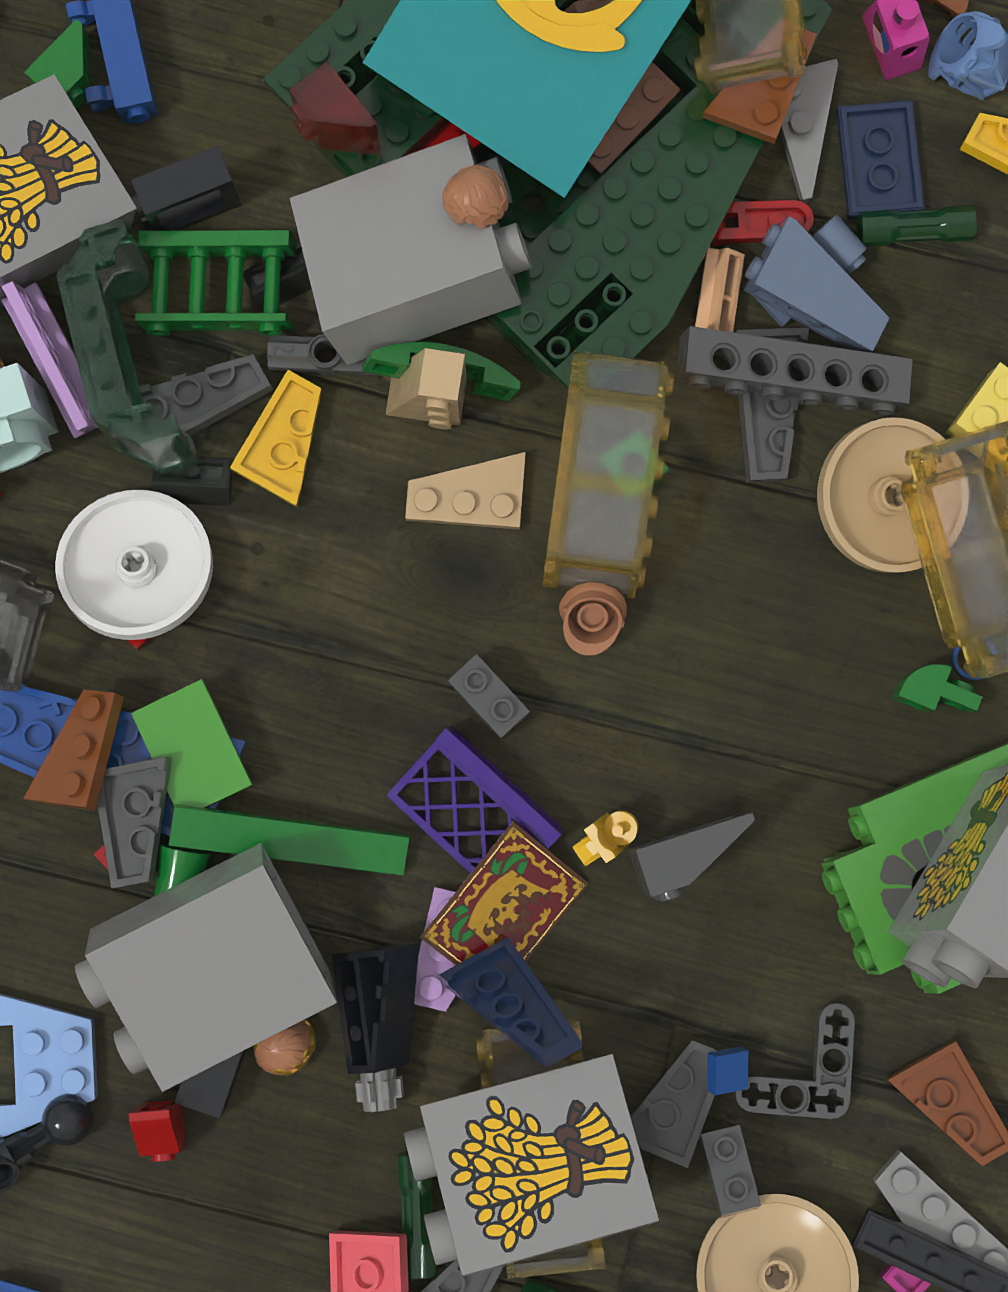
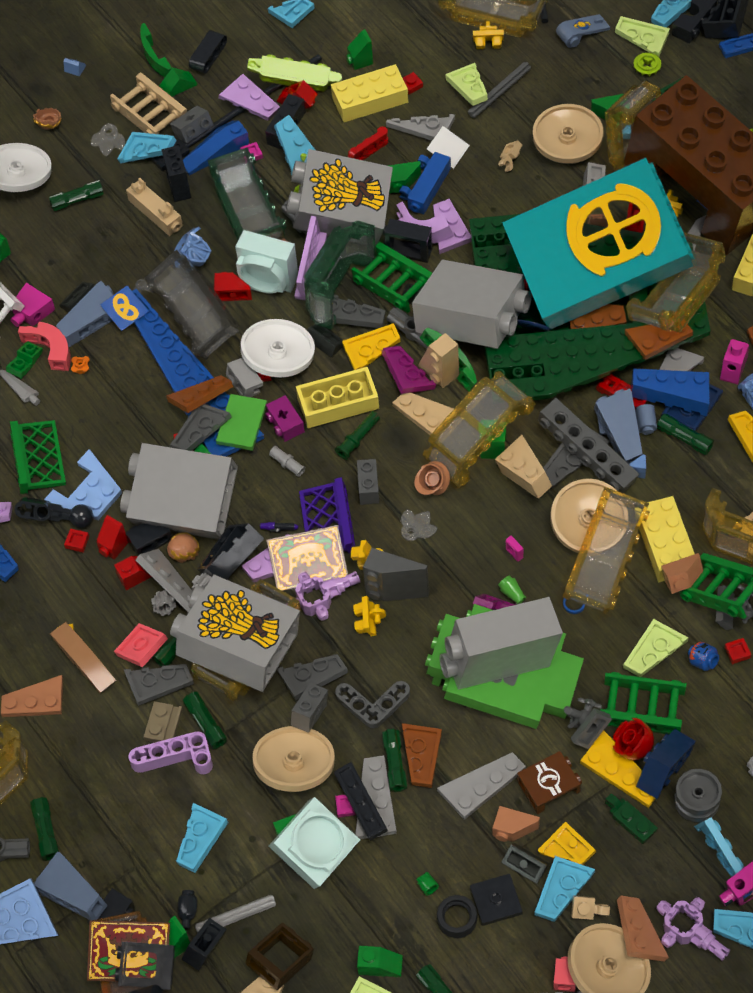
camera: 45 degrees right, 25 degrees down
(98, 1168) = (76, 540): none -> red plate
(125, 662) = (243, 378): none -> light grey hinge
(212, 129) = (440, 226): none -> lavender arch
(225, 109) = (460, 233): none -> lavender wing
(236, 668) = (284, 418): none -> magenta brick
(245, 1145) = (131, 572): none -> red slope
(289, 839) = (251, 478): green tile -> none
(307, 1122) = (165, 574): none -> light grey wing
(312, 581) = (337, 397): none -> light yellow brick
(322, 757) = (287, 461): none -> light grey pin
(332, 114) = (479, 238): clear red slope -> none
(340, 1171) = (163, 603): none -> light grey gear
(381, 446) = (404, 372): none -> magenta wing
(399, 639) = (353, 440): none -> dark green pin
(404, 886) = (277, 527): none -> piece
(475, 196) = (506, 291): nougat hair -> none
(514, 1001) = (280, 578): dark blue wing -> none
(534, 211) = (533, 326): none -> dark blue piece
(585, 934) = (328, 588): none -> lavender piece
(625, 706) = (418, 524): none -> clear plate
(688, 931) = (371, 615): none -> yellow hips
(719, 289) = (585, 402): light nougat piece -> none
(725, 486) = (523, 468): none -> tan wedge
(727, 1070) = (341, 670): blue tile -> none
(815, 638) = (514, 548): none -> dark pink tile
(856, 155) = (673, 388): none -> blue wedge
(861, 764) = (491, 602): none -> magenta plate
(865, 712) = (511, 589): none -> bright green cone
(895, 339) = (640, 466): none -> medium blue slope
(929, 685) = (542, 590): green brick -> none
(945, 1167) = (396, 773): none -> dark green axle

